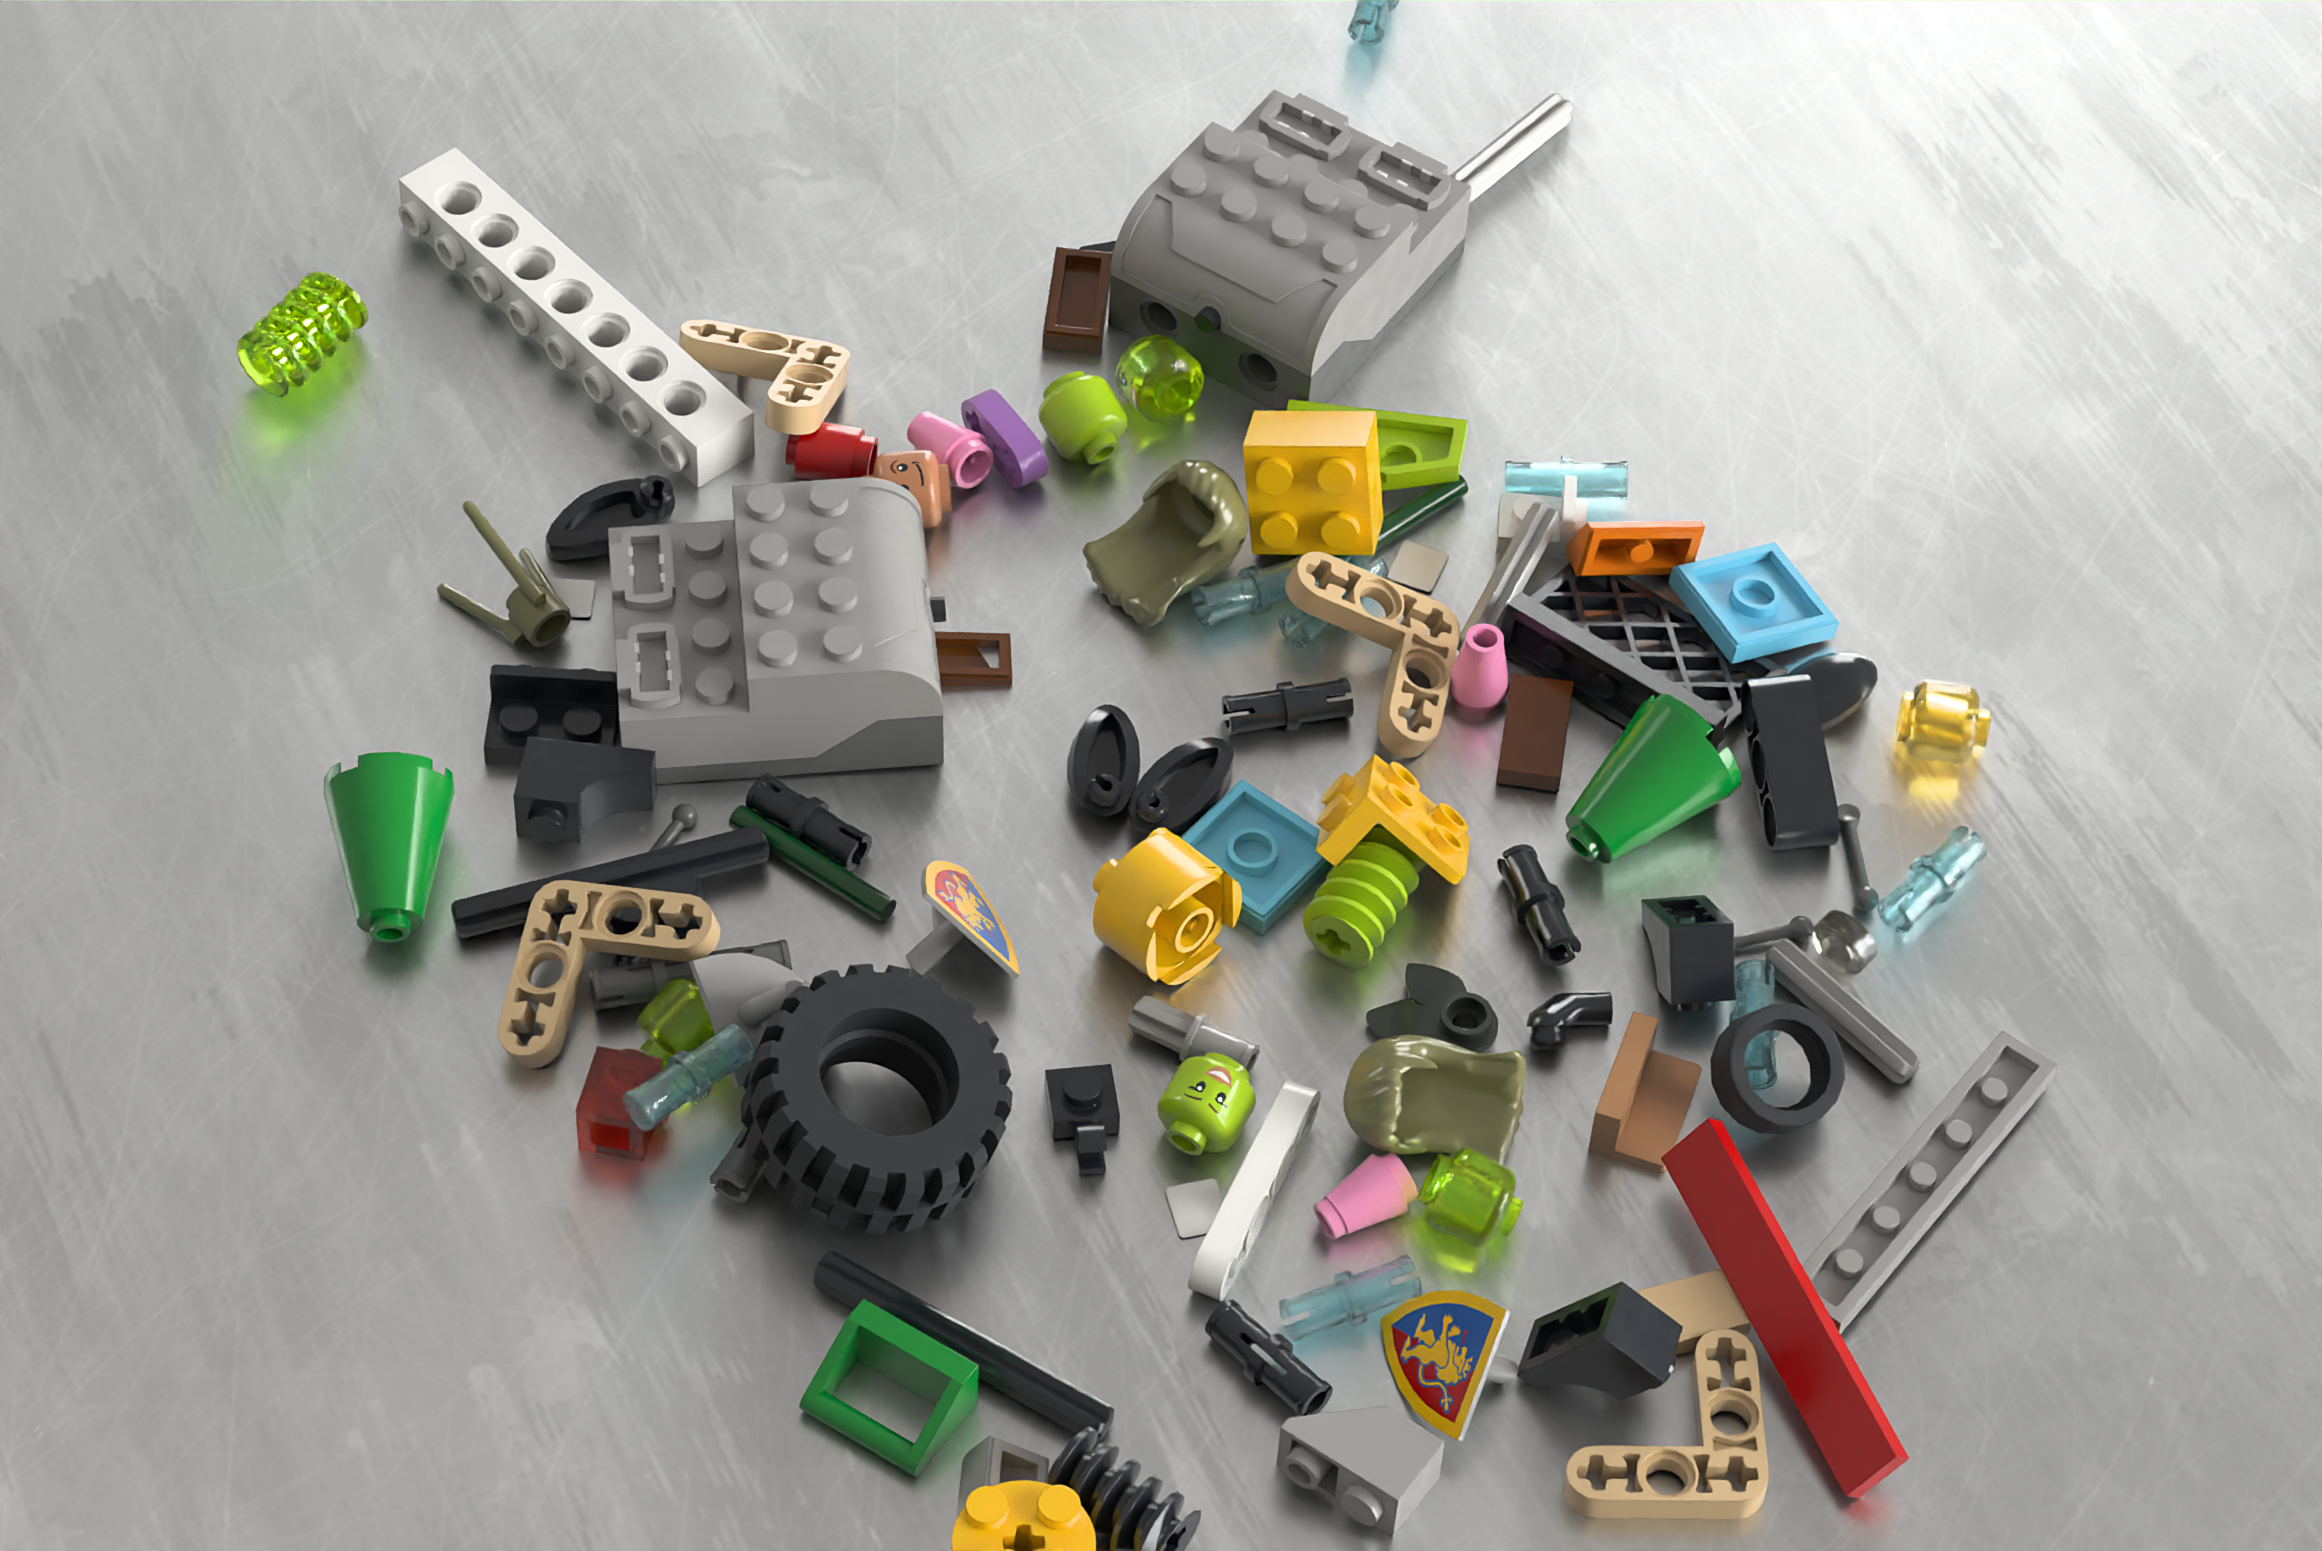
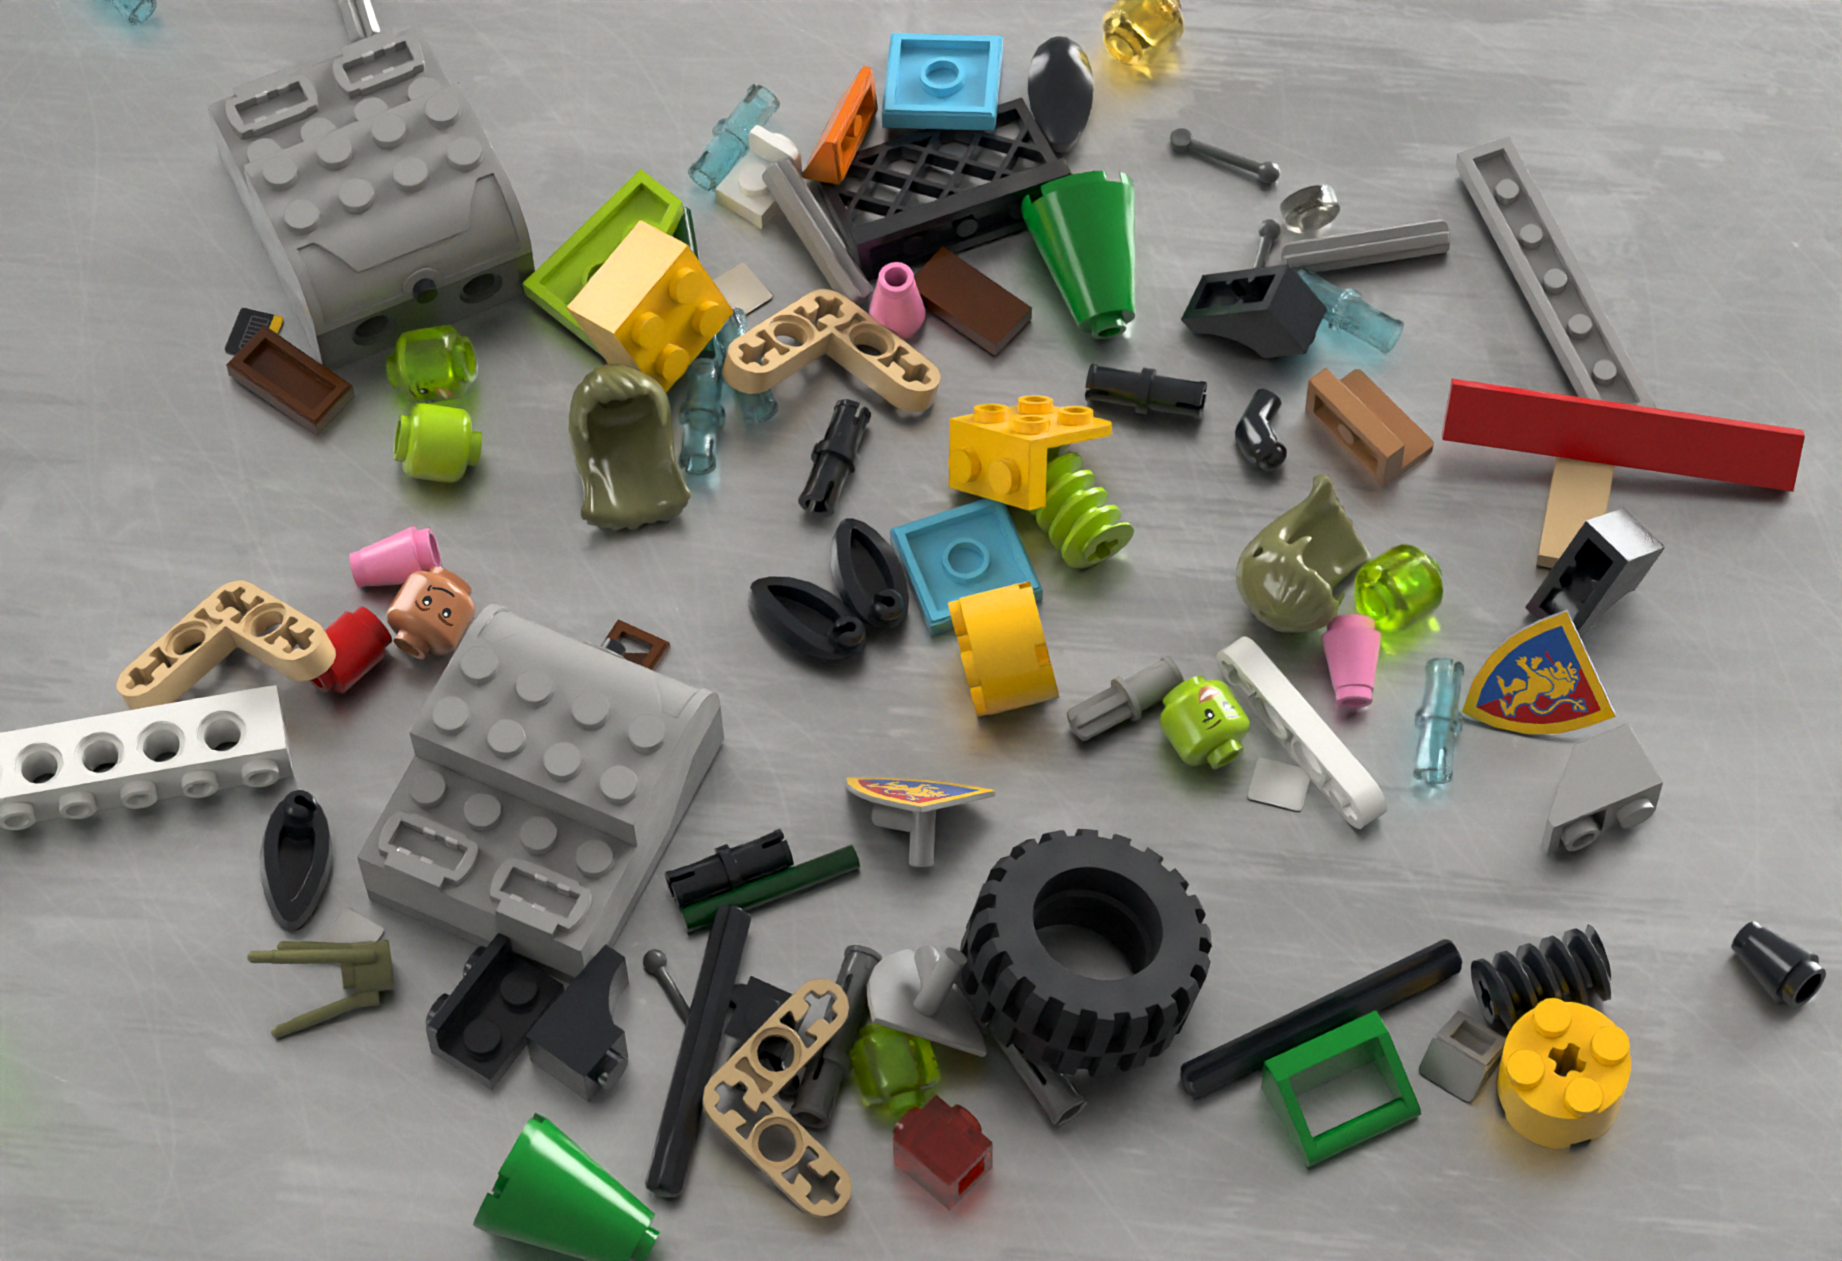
camera: 55 degrees left, 10 degrees up
(688, 1077) = (979, 1081): clear light blue pin -> none
(1014, 445) = (392, 510): medium lavender beam -> none
(1083, 1107) = (1147, 812): black plate -> none
(1239, 1331) = (1503, 800): black pin -> none
(1437, 1009) = (1201, 529): pearl dark grey plate -> none
(1714, 1456) = (1711, 554): tan beam -> none
(1789, 762) = (1118, 138): black beam -> none
(1822, 1053) = (1387, 335): black tyre -> none
(1932, 879) = (1281, 118): clear light blue pin -> none

